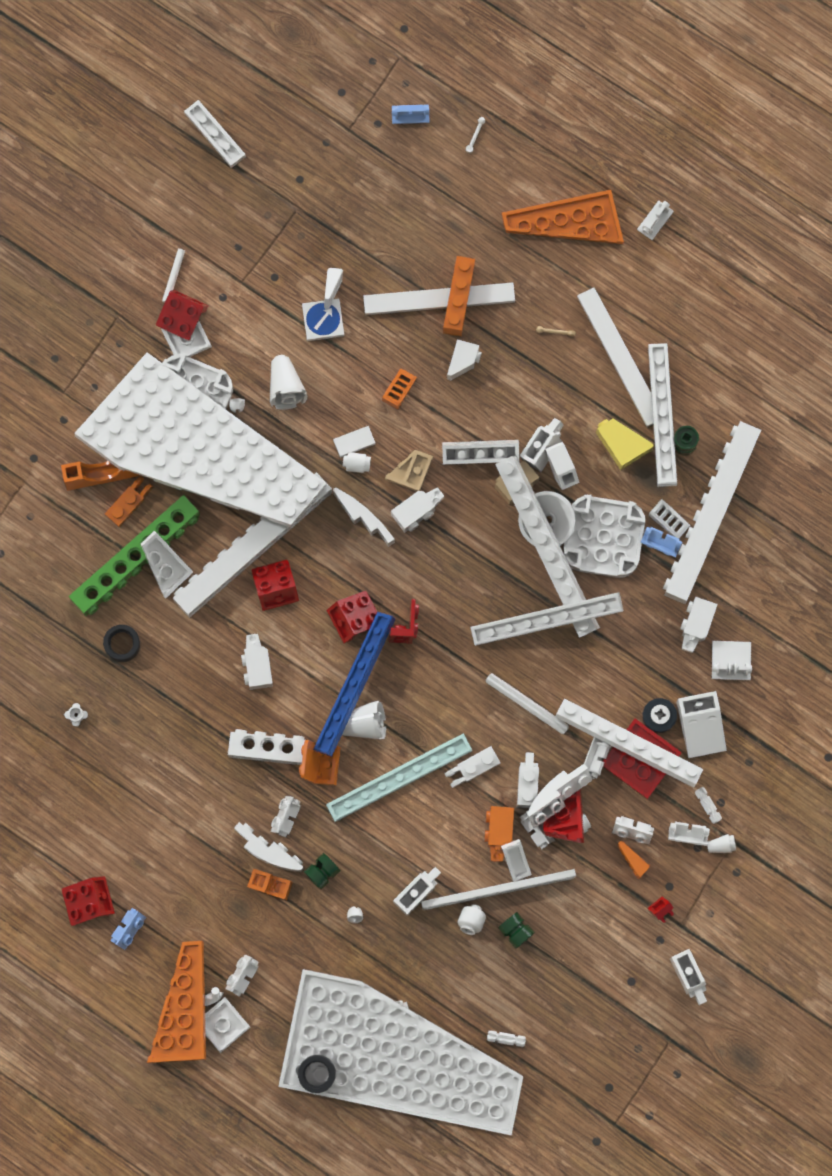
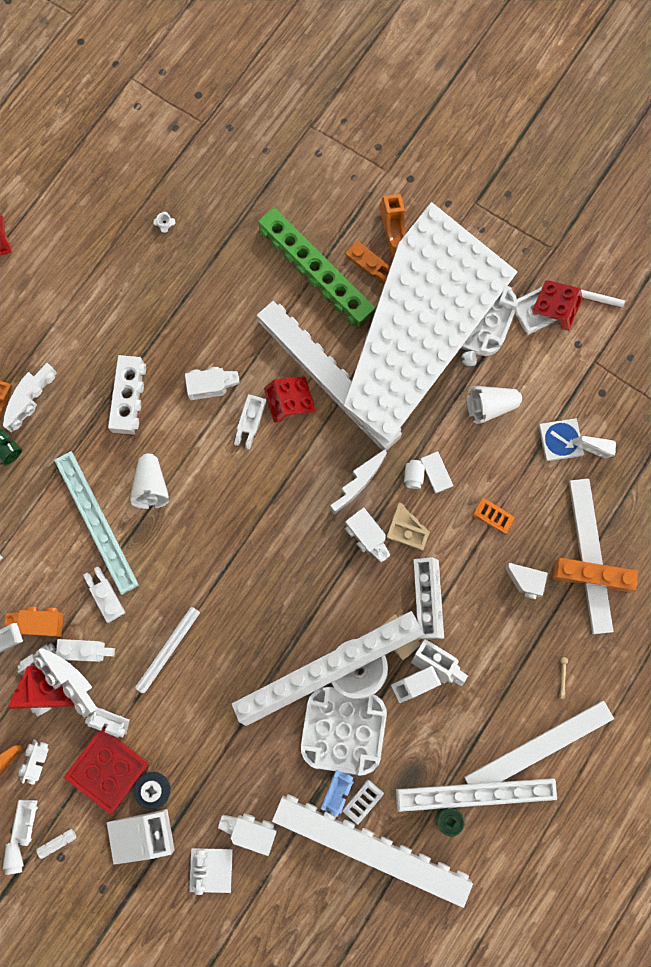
camera: 90 degrees right, 0 degrees up
(121, 657) = (227, 246): black tyre -> none
(165, 564) = (306, 294): white wing -> none
(281, 821) = (68, 414): white hinge -> none
(296, 623) = (250, 419): none -> white hinge
(319, 767) = (108, 441): orange bracket -> none
(352, 615) = (258, 476): red bracket -> none
(354, 684) = (185, 473): blue tile -> none
(400, 633) = (236, 519): red bracket -> none
(547, 618) = (250, 672): white tile -> none
(622, 443) = (444, 750): light yellow slope -> none
(629, 743) = (118, 759): white plate -> none

